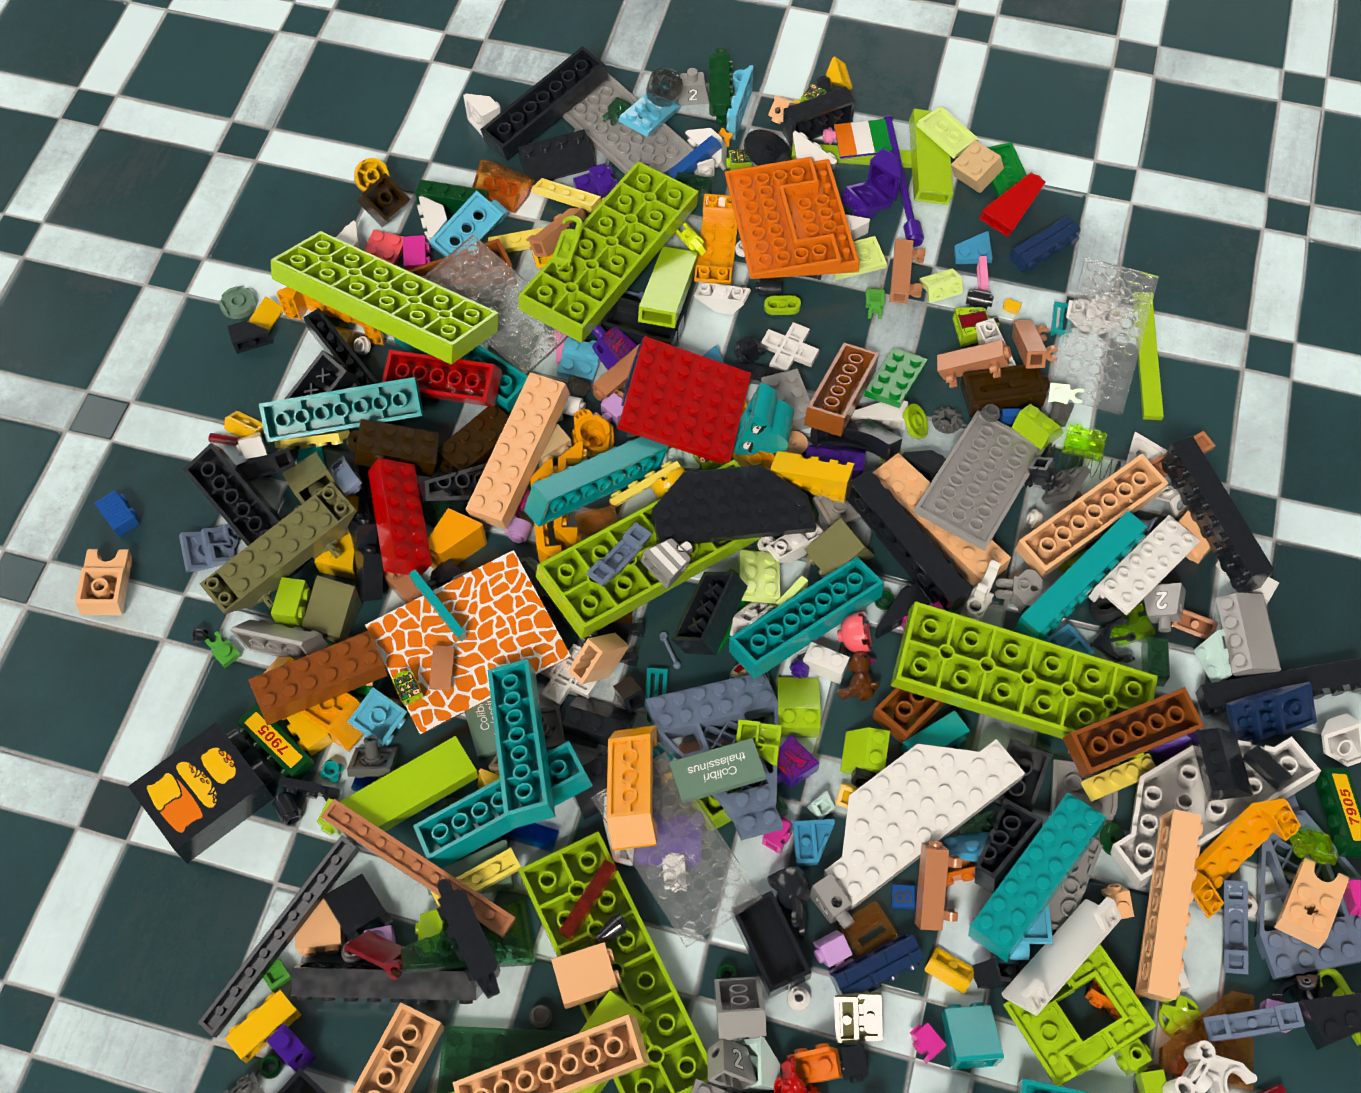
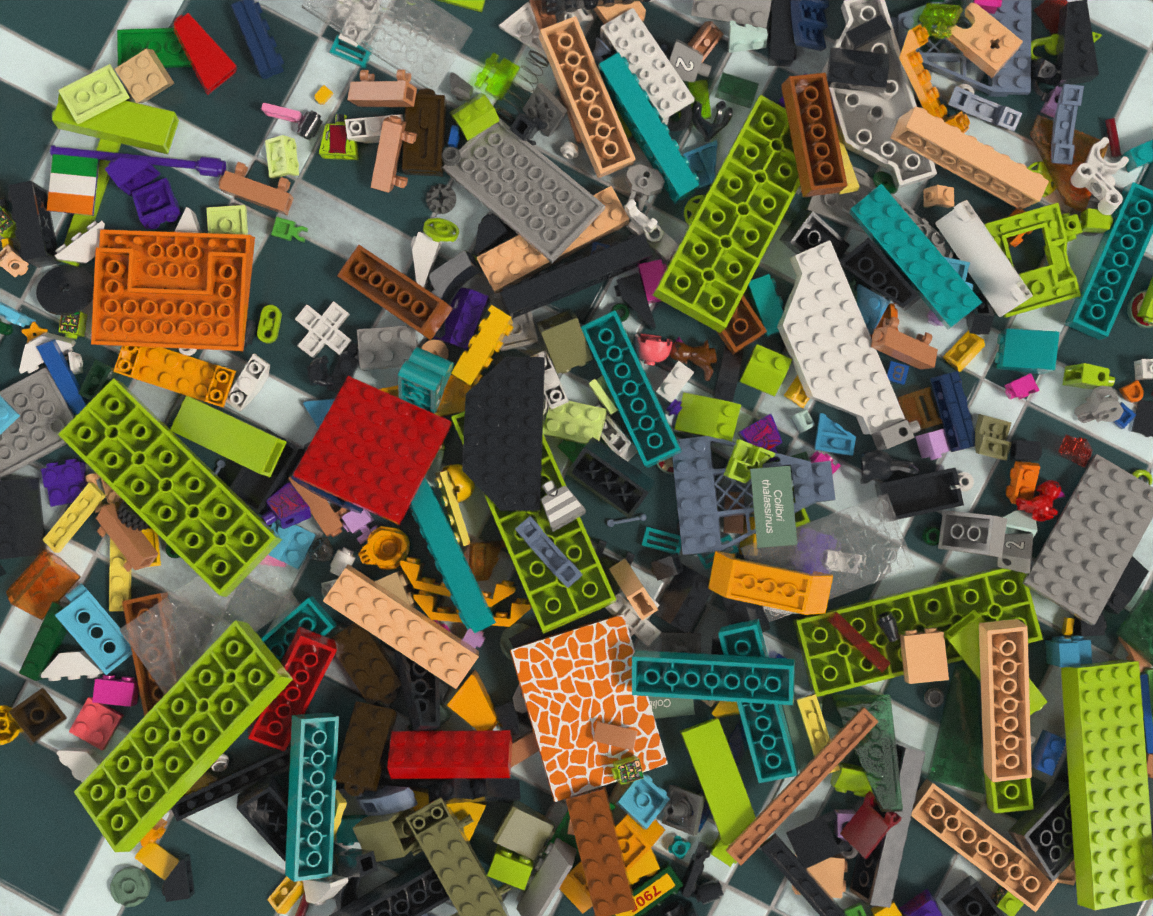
camera: 80 degrees left, 25 degrees up
(437, 605) = (555, 731): teal tile -> none
(470, 938) = (880, 750): black hinge -> none
(567, 244) = (164, 532): lime plate -> none
(691, 239) = (166, 397): neon yellow hinge -> none
(829, 135) = (59, 219): bright pink plate -> none
(846, 715) = (727, 375): none -> black slope
(861, 776) = (789, 378): black tile -> none
(896, 377) = (386, 234): plate -> none
(971, 249) = (245, 111): dark azure wing -> none
(1061, 393) = (441, 78): plate -> none

